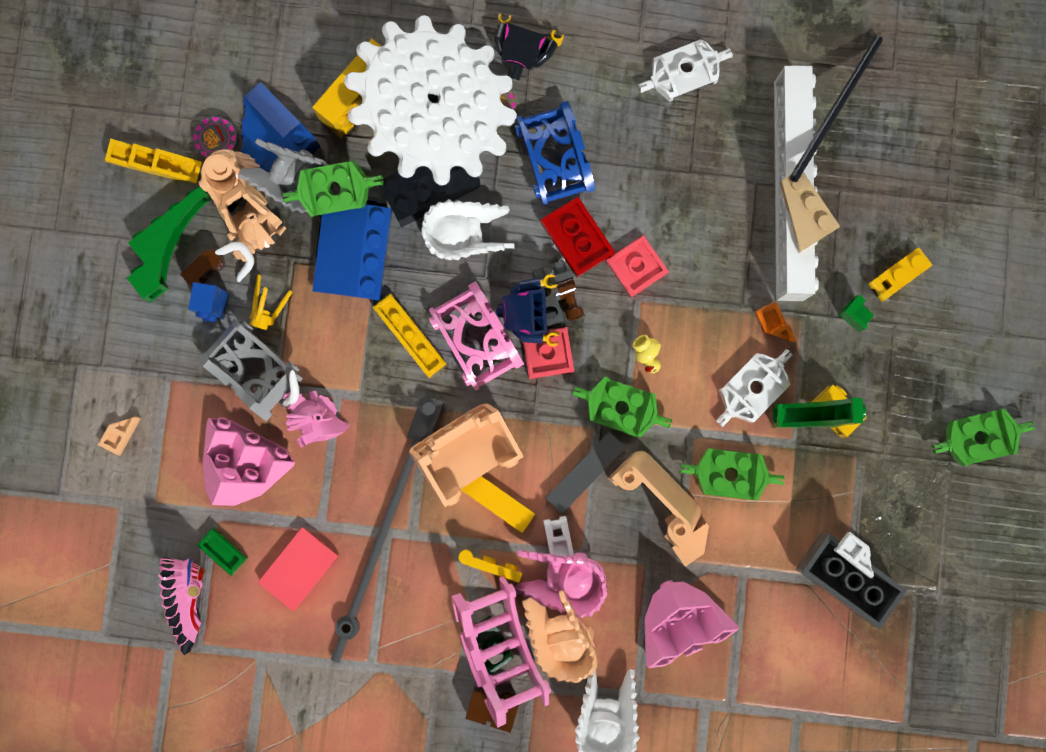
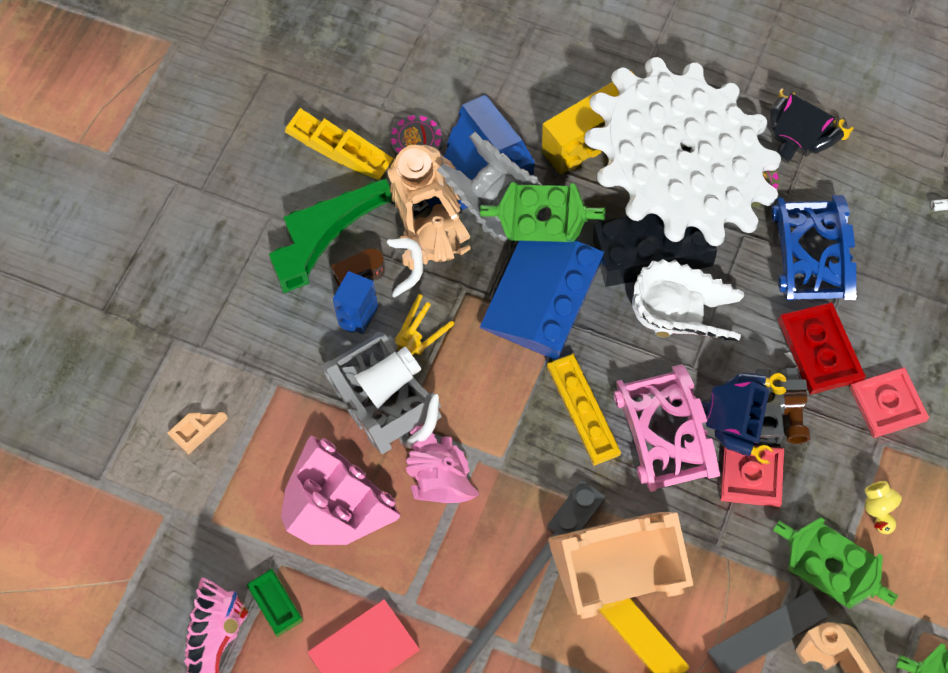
camera: 20 degrees right, 20 degrees down
(251, 359) = (388, 376): none -> white plant

